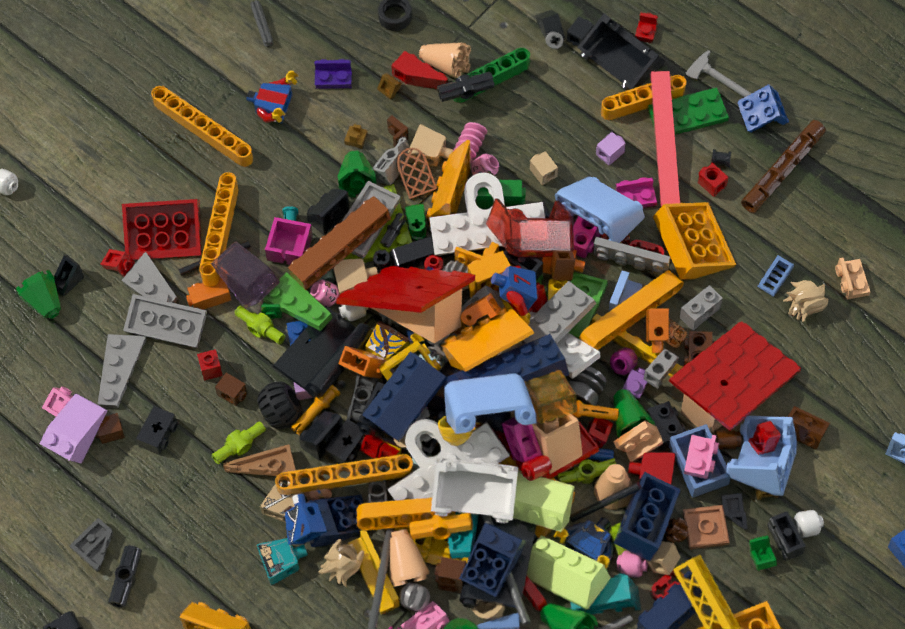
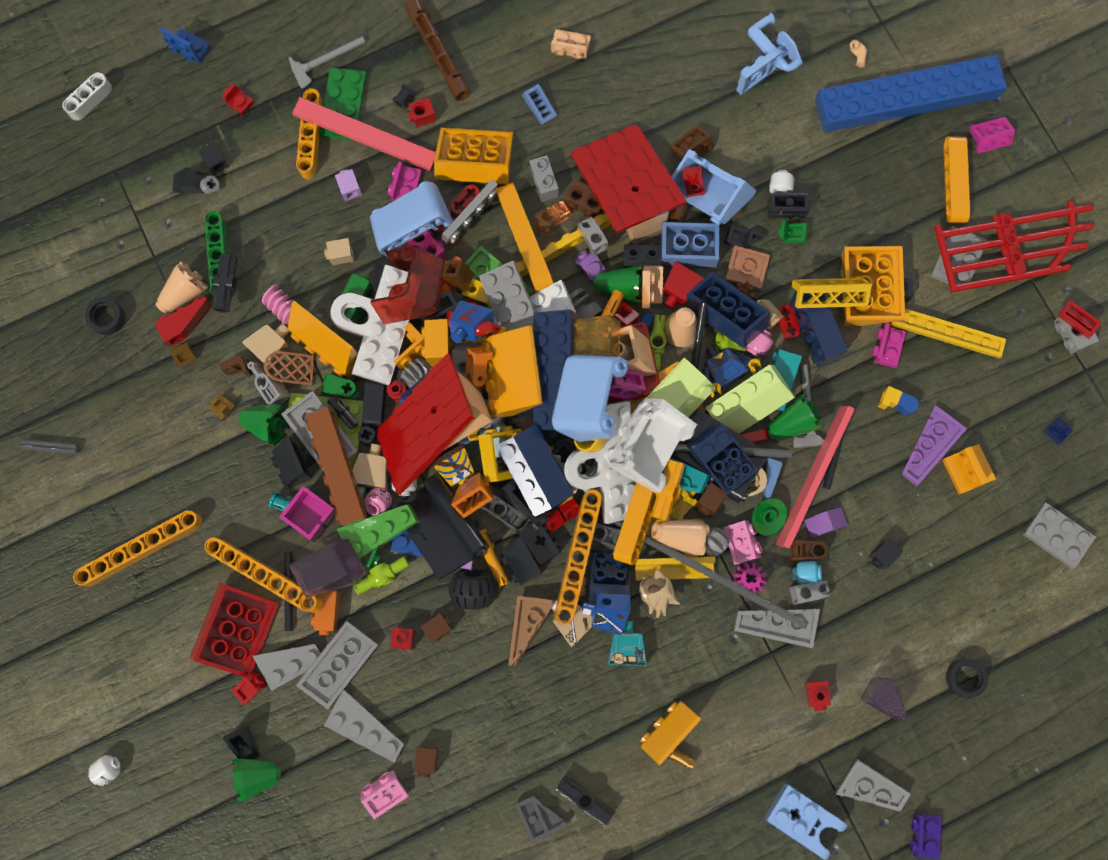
camera: 65 degrees left, 15 degrees up
(74, 428) = (415, 796): lavender slope -> none
(156, 421) = (437, 712): black brick -> none
(238, 442) = (494, 642): lime pin -> none
(273, 98) = (143, 468): torso -> none
(333, 74) = (143, 401): dark purple bracket -> none
(485, 164) = (315, 302): bright pink head -> none
(536, 467) = (653, 382): red brick -> none
(620, 53) = (255, 133): black windscreen -> none
(623, 290) = (499, 237): light blue panel -> none
(623, 361) = (566, 266): magenta head -> none
(658, 320) = (555, 221): orange torso -> none
(699, 456) = (694, 239): bright pink bracket -> none
(762, 108) = (371, 41): bracket -> none
(806, 299) = (577, 88): tan hair -> none

